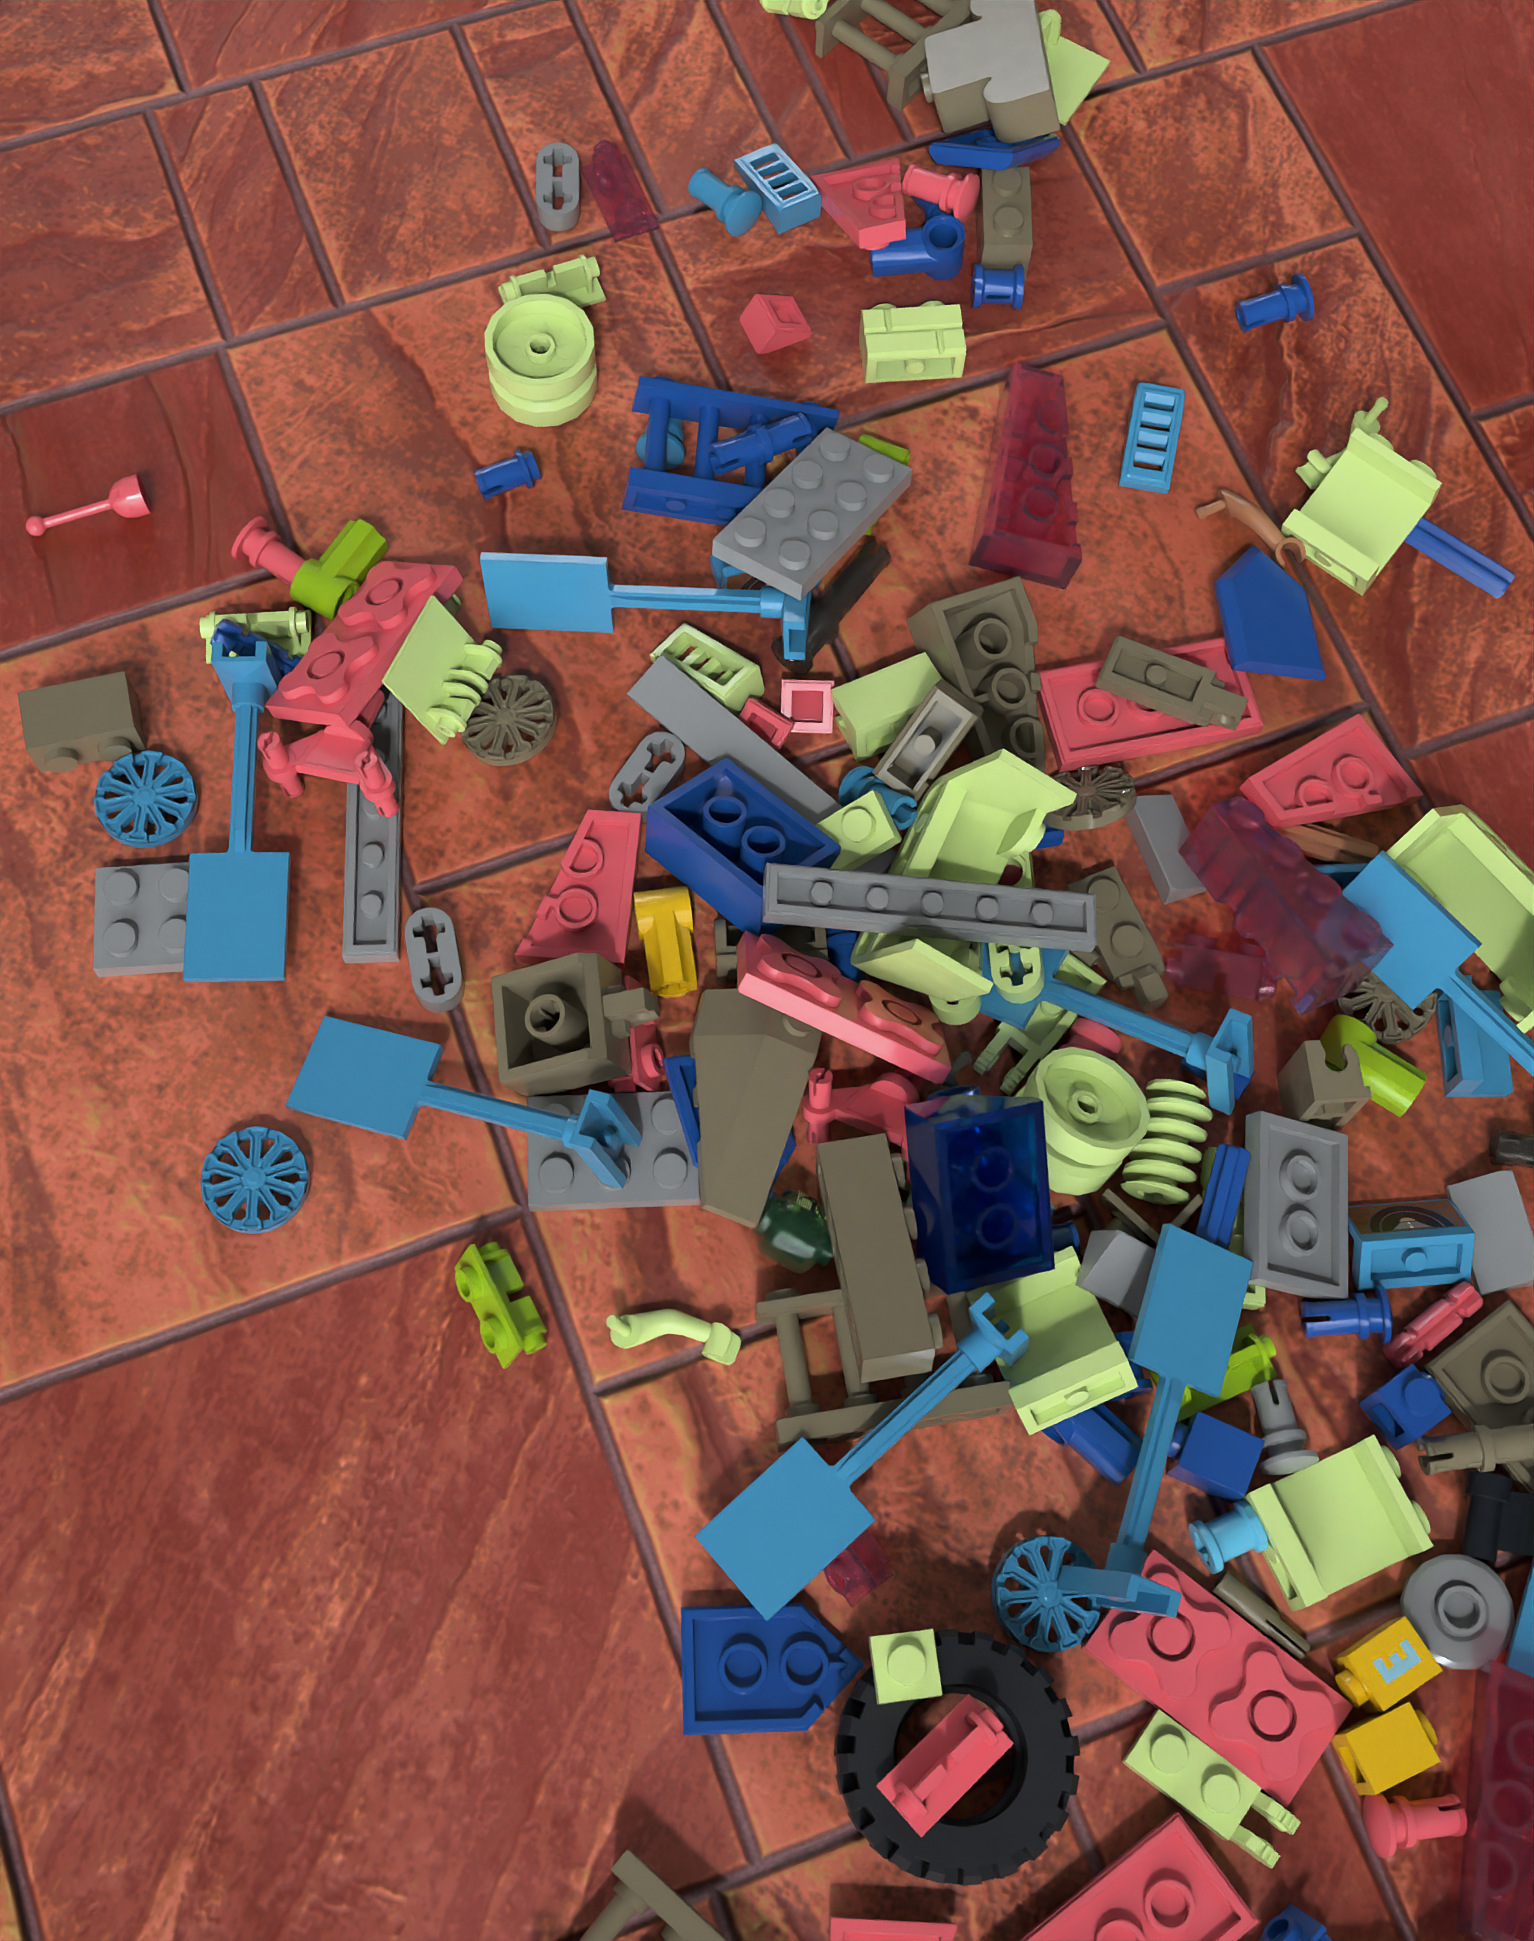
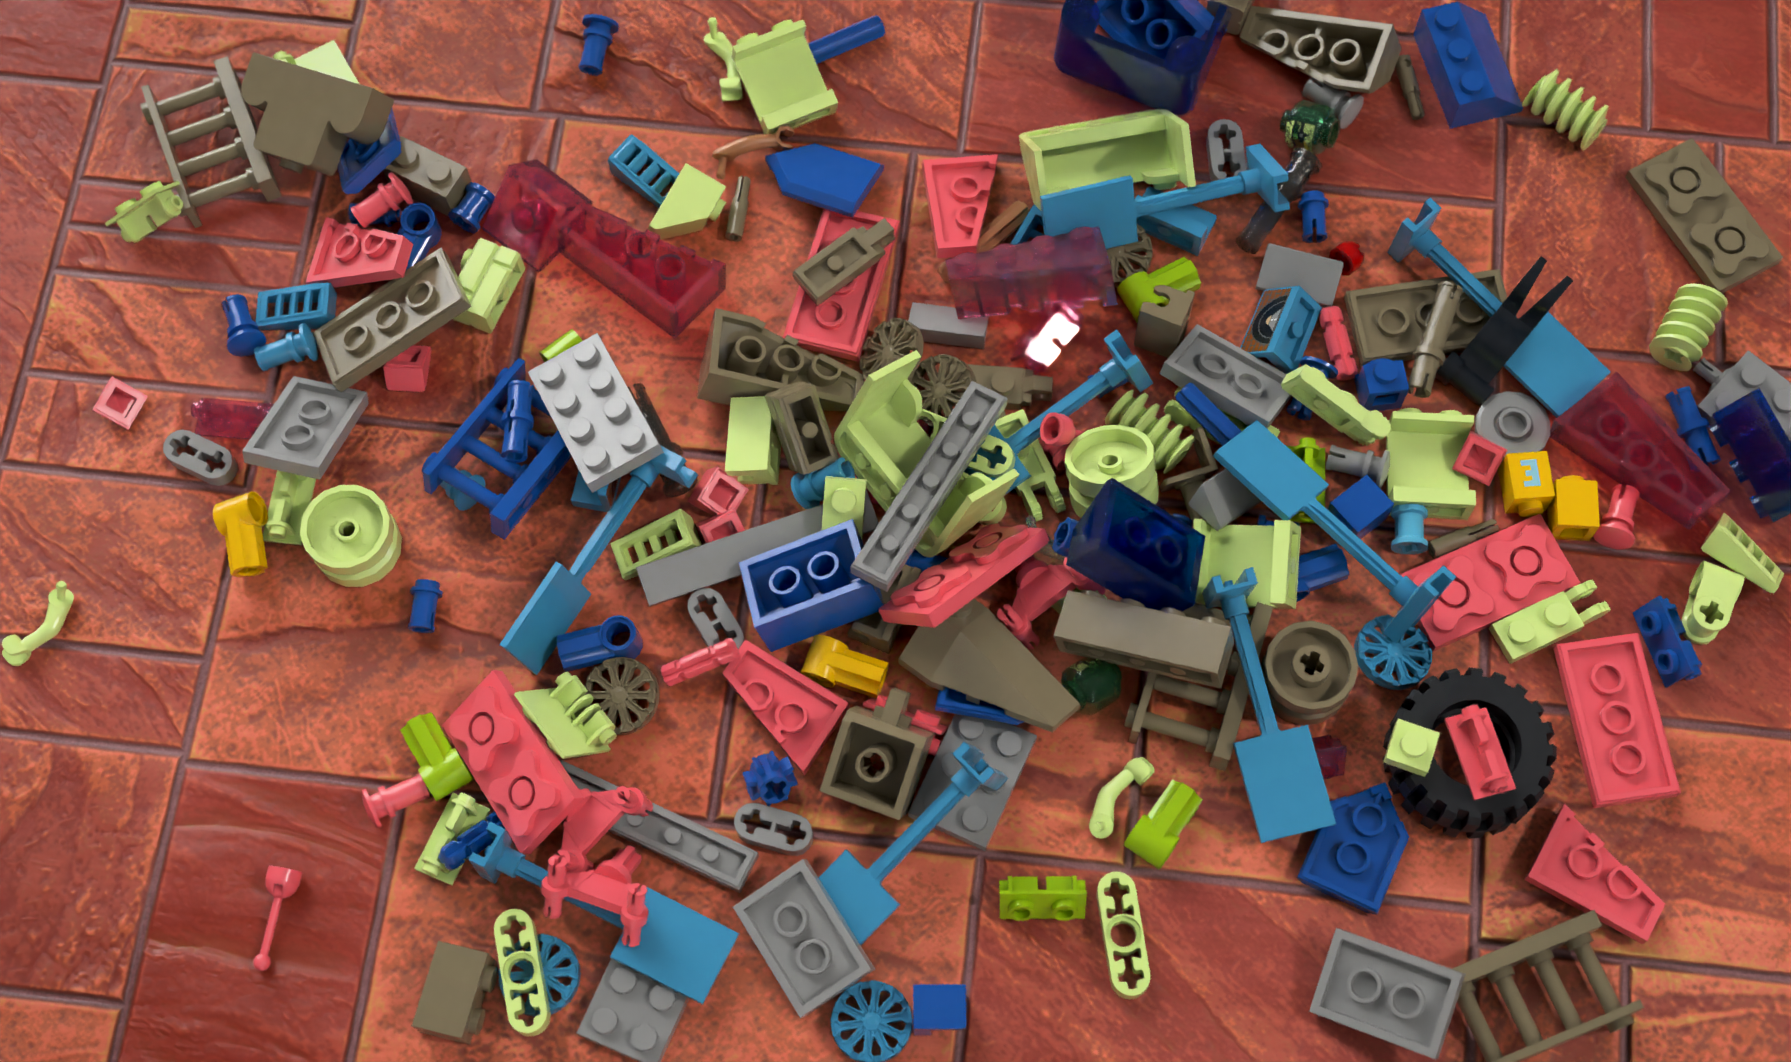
camera: 55 degrees left, 0 degrees up
(136, 753) = (506, 943): none -> yellowish green beam
(258, 802) = (604, 887): none -> coral axle
(261, 138) = (19, 651): none -> yellowish green piece
(299, 1243) = (938, 1008): none -> blue panel
(313, 1052) = (803, 938): none -> light grey plate
(455, 1436) = (1107, 905): none -> yellowish green beam
(487, 922) = (770, 778): none -> blue gear
(501, 253) = (241, 524): none -> yellow piece
(555, 666) = (594, 644): none -> blue piece
(573, 1795) = (1387, 993): none -> light grey plate
(575, 84) = (119, 403): none -> coral slope
(588, 779) = (700, 662): none -> coral axle
(638, 254) = (305, 428): none -> light grey plate
(646, 1402) = (1158, 832): none -> lime piece
(719, 148) = (242, 330): none -> blue pin
(811, 270) = (391, 320): none -> dark tan piece
(973, 1461) = (1315, 650): none -> dark tan wheel
(1036, 330) = (529, 208): none -> clear pink slope
(1081, 870) = (942, 389): none -> dark tan wheel
(1093, 1026) = (1060, 425): none -> coral hinge
(1133, 491) = (688, 204): none -> yellowish green slope
(1169, 553) = (738, 210): none -> dark tan piece
(1337, 1358) = (1335, 405): none -> yellowish green hinge
(1383, 1585) = (1479, 458): none -> coral slope

